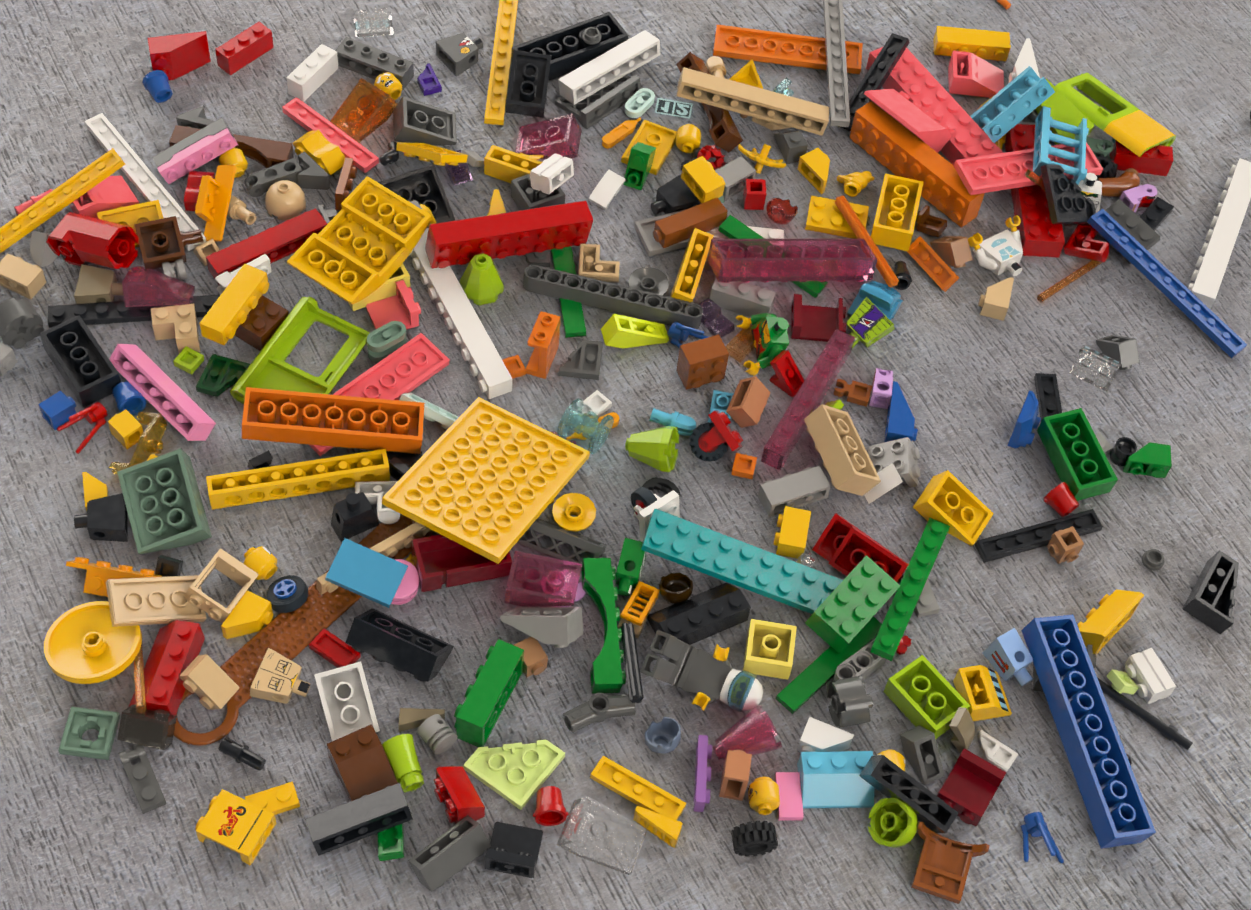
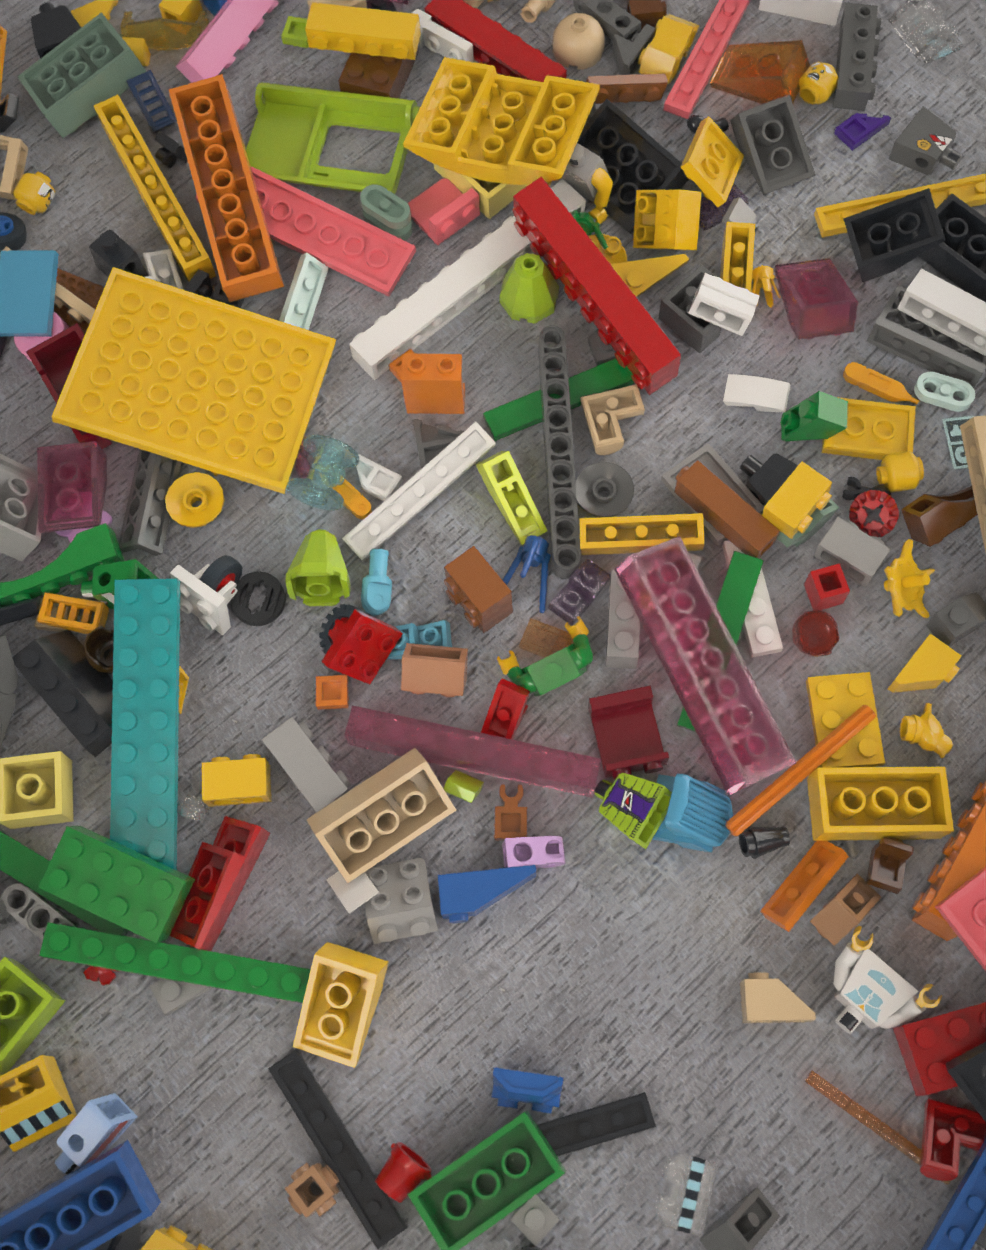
camera: 85 degrees right, 15 degrees up
(220, 375) = (286, 66): dark green wing -> none
(228, 461) = (161, 123): none -> dark blue slope
(463, 191) = (667, 219): none -> yellow slope
(615, 379) = (419, 491): none -> white tile

